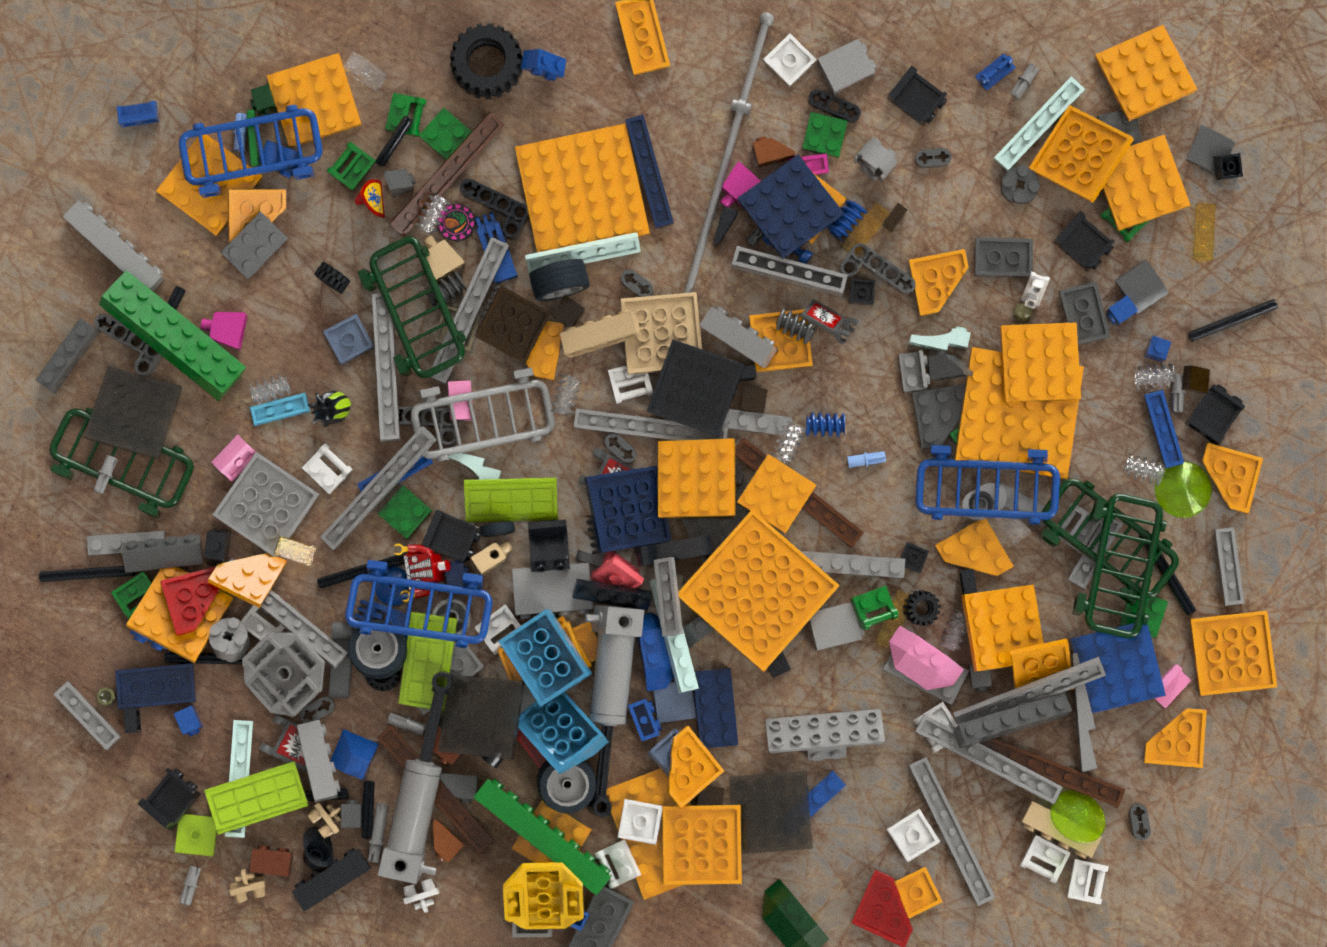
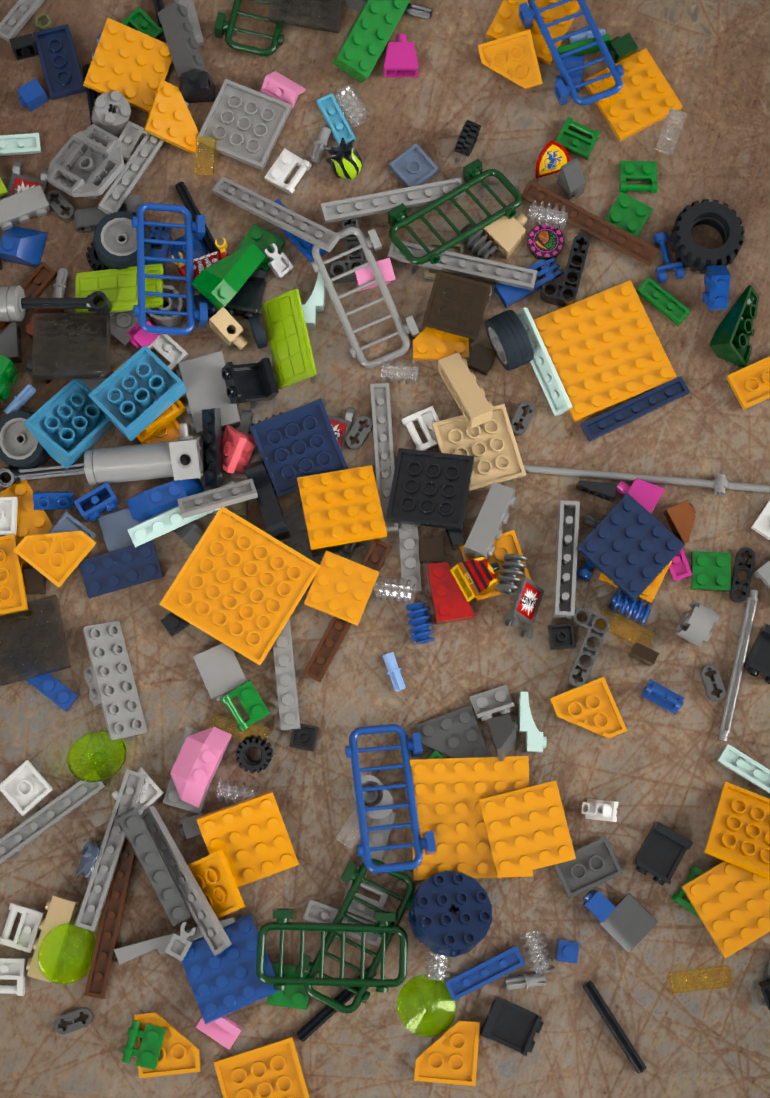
camera: 80 degrees right, 5 degrees down
(188, 599) = (139, 67): red plate -> none
(253, 245) = (484, 66): dark grey plate -> none
(305, 430) = (320, 144): none -> light grey axle
(394, 141) = (610, 169): black axle -> none
(426, 494) = (279, 262): none -> plate
(441, 549) = (227, 276): none -> green wedge
(478, 106) = (661, 239): none -> blue bar
(479, 650) = (139, 337): none -> dark pink brick
(521, 783) = (20, 400): none -> light blue axle
(542, 119) = (663, 301): none -> green tile
(591, 58) = (734, 332): none -> dark green wedge
(633, 761) = (52, 500): none -> blue hinge
(792, 361) = (475, 576): none -> torso
(802, 393) = (446, 595): none -> red wedge
(896, 761) = (96, 757): none -> clear neon green hat
(921, 130) = (738, 665): none -> light grey piece
(937, 208) = (663, 697): none -> blue hinge
(967, 581) = (288, 796): black piece -> none
(975, 549) = (324, 799): light orange plate -> none
(991, 781) = (90, 855): none -> sand blue plate
(1003, 257) = (627, 772): dark grey plate -> none
(1020, 196) = (717, 776): dark grey plate -> none
(1022, 313) = (574, 803): olive tile -> none
(1089, 707) = (179, 944): none -> light grey plate
(1107, 431) = (450, 913): none -> dark blue brick
(1176, 751) = (150, 1045): none -> green plate
(1195, 379) = (543, 997): dark brown piece -> none
(1229, 566) = (354, 1069): light grey plate -> none

